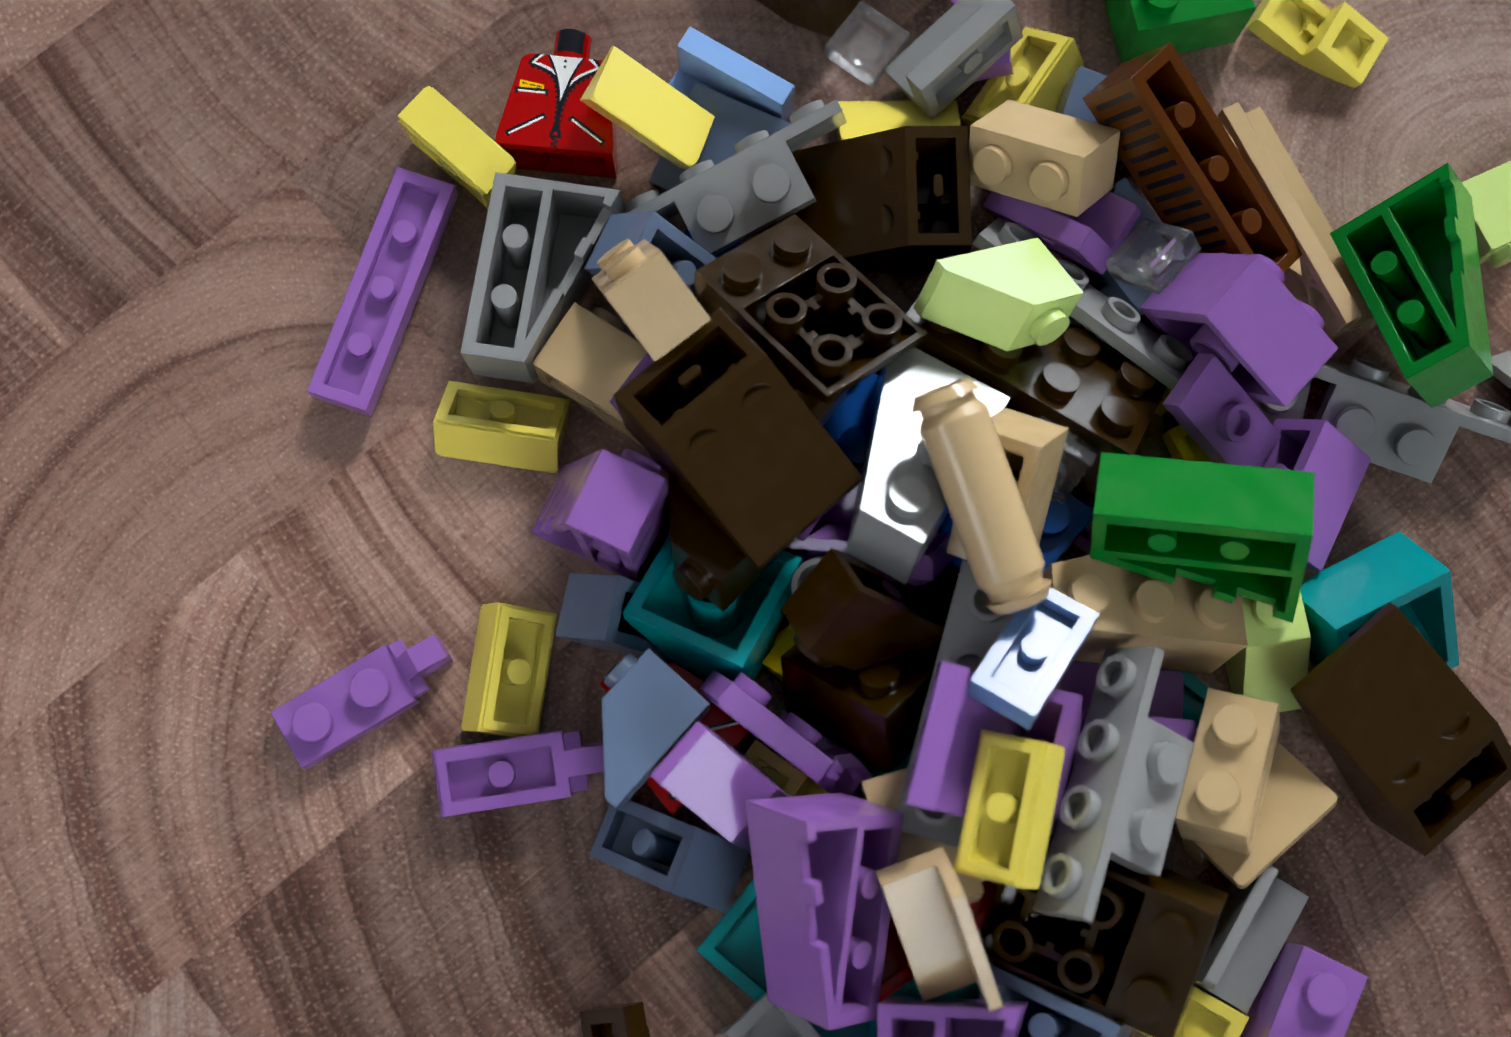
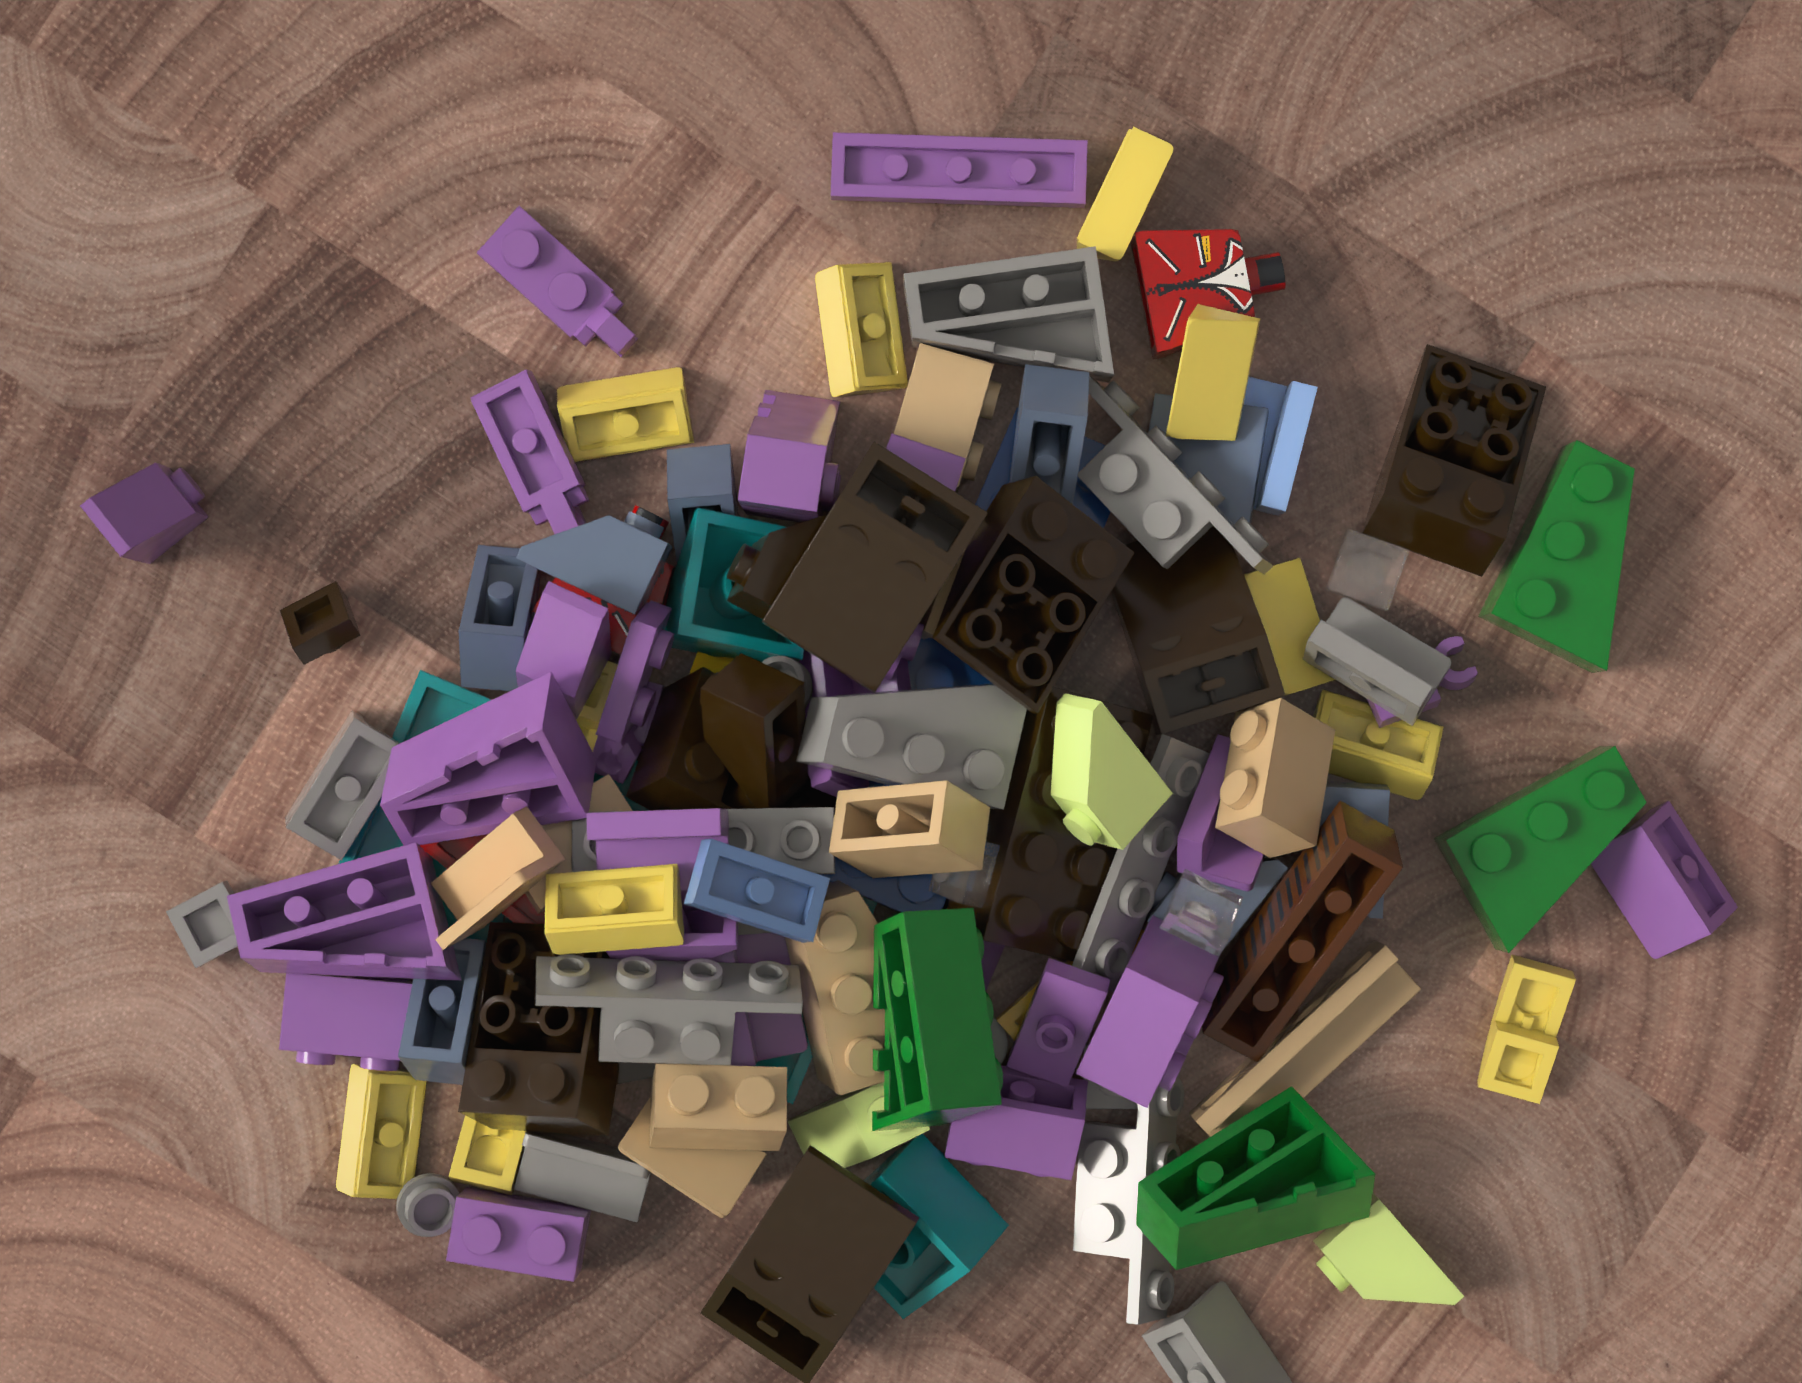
camera: 75 degrees right, 10 degrees up
(649, 296) = (985, 442): tan brick -> none
(982, 496) = (881, 803): tan axle -> none

